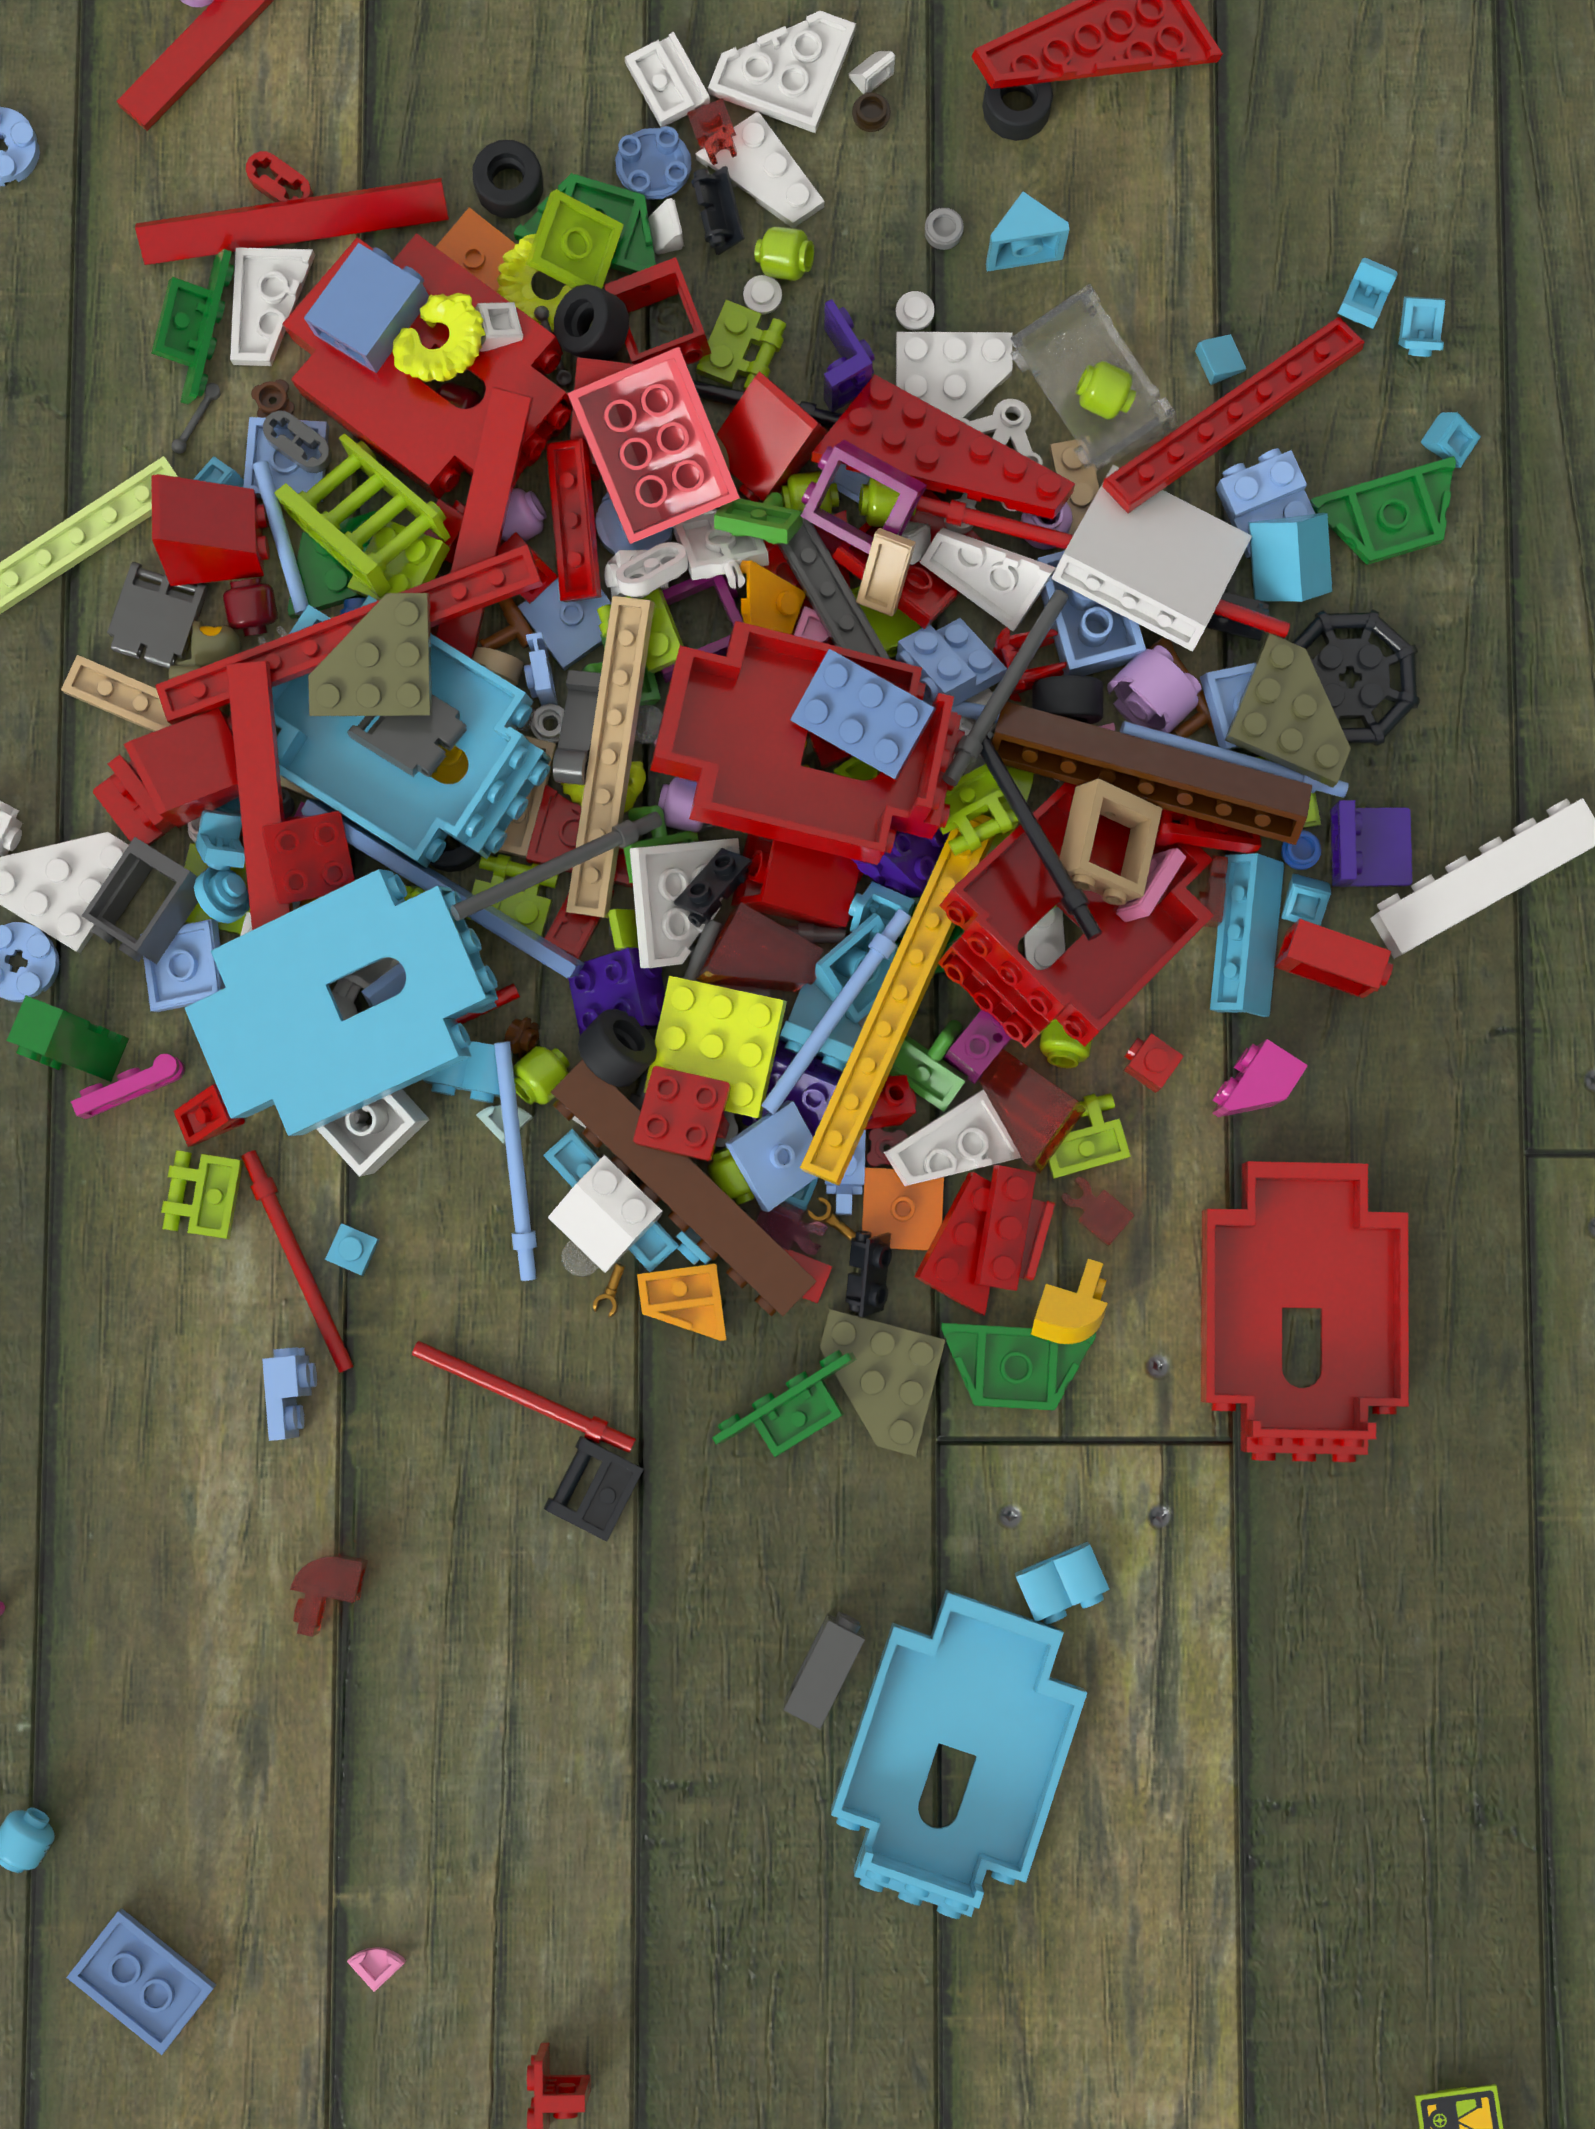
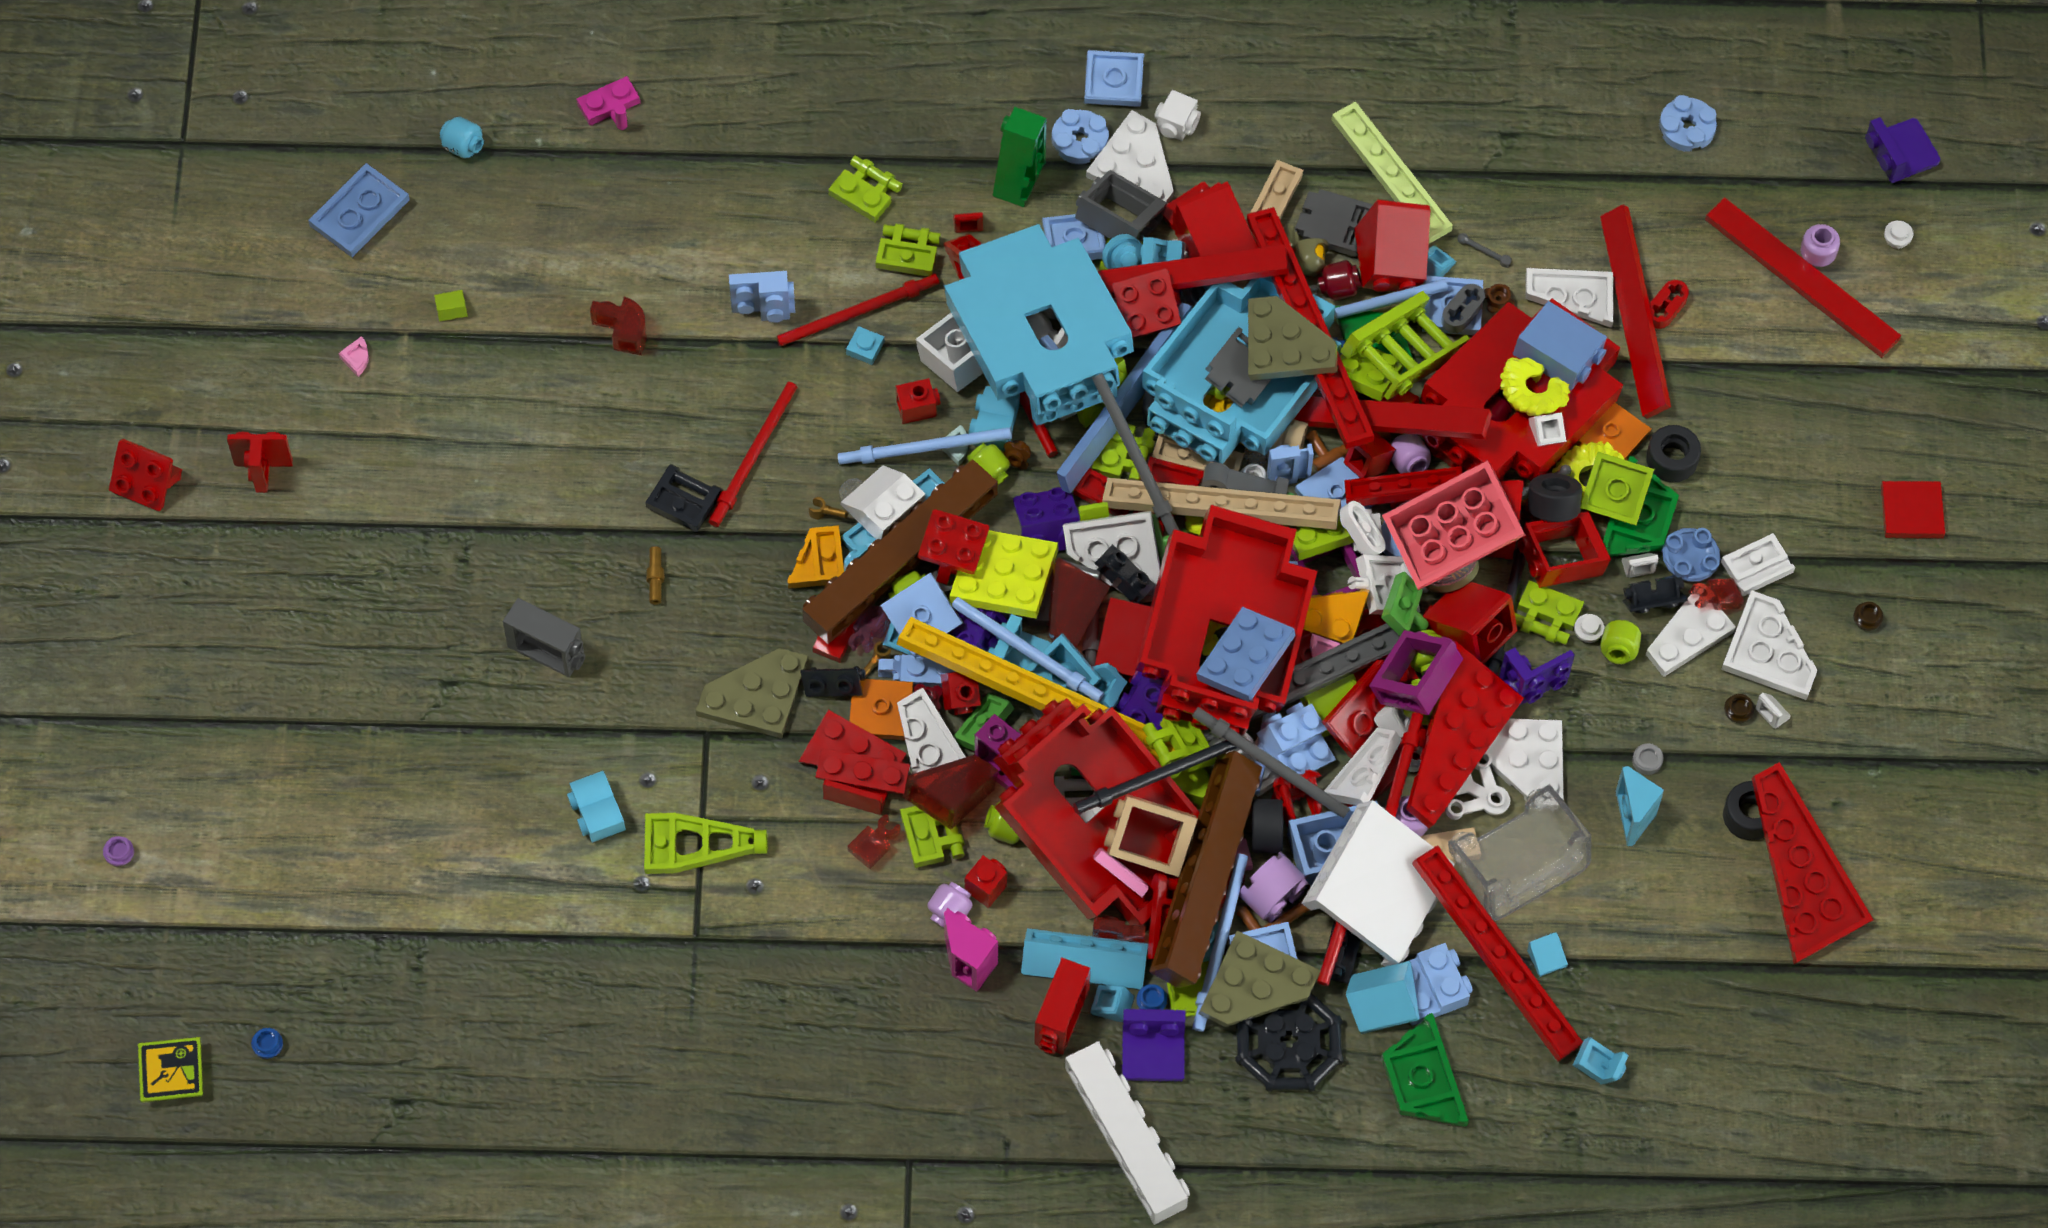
camera: 90 degrees right, 20 degrees down
(113, 1263) = (861, 196): none -> lime plate
(129, 1086) = (988, 204): dark pink plate -> none
(154, 1113) = (968, 222): none -> red slope
(189, 321) = (1555, 241): green bracket -> none
(292, 1836) = (450, 305): none -> lime slope
(442, 1174) = (917, 400): none -> red brick
(617, 1048) = (991, 499): black tyre -> none
(712, 1522) = (655, 575): none -> pearl gold bar
(795, 1413) = (732, 626): green bracket -> none
(885, 572) = (1360, 686): tan tile -> none
(915, 310) = (1579, 734): white plate -> none
(985, 1692) = (526, 742): medium azure panel -> none
(1012, 1366) = (761, 782): green wing -> none
(1072, 1316) = (795, 817): yellow brick -> none
(1105, 390) = (1513, 857): lime head -> none
(1111, 1492) = (660, 842): none -> lime plate
(1186, 1109) = (950, 897): none -> lavender head
(1305, 1245) = (842, 992): red panel -> none
(1412, 2003) = (267, 1043): none -> blue plate
(1422, 325) = (1575, 1103): medium azure bracket -> none
(1451, 437) = (1485, 1127): medium azure slope -> none

